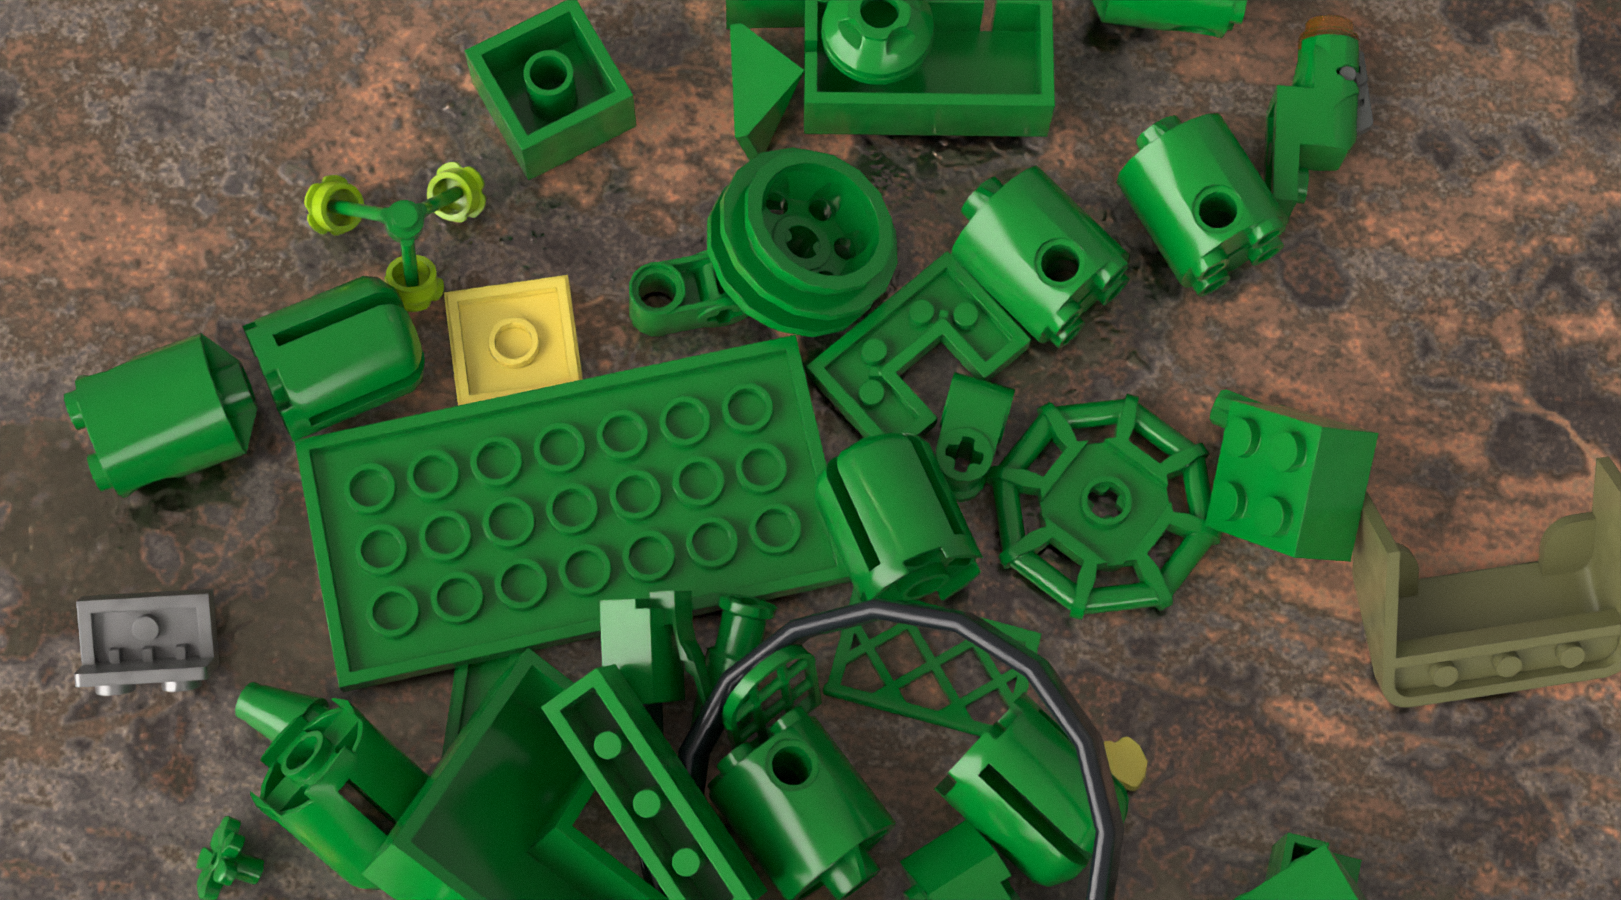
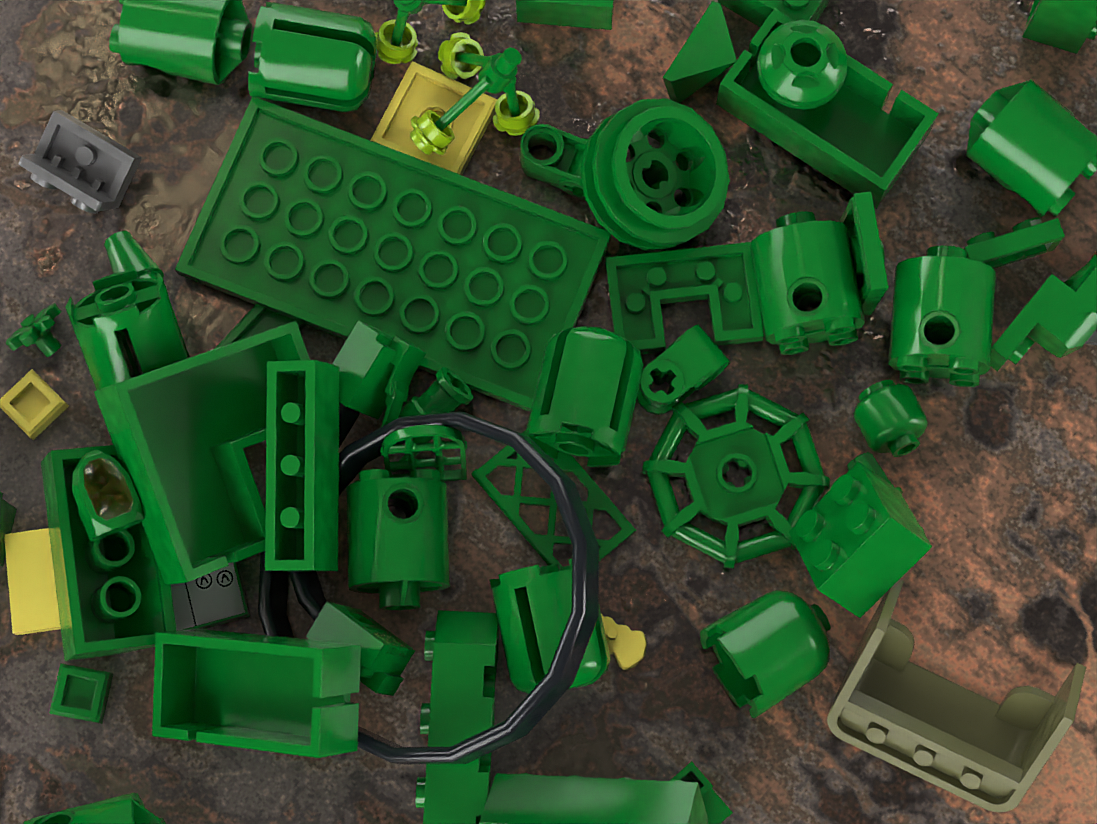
camera: 40 degrees right, 5 degrees up
(560, 240) = (463, 59): none -> plant
(1079, 175) = (866, 250): none -> green plate
(1220, 340) = (890, 418): none -> green head
(1223, 69) = (1026, 240): none -> green piece
(1275, 663) = (768, 649): none -> green cylinder

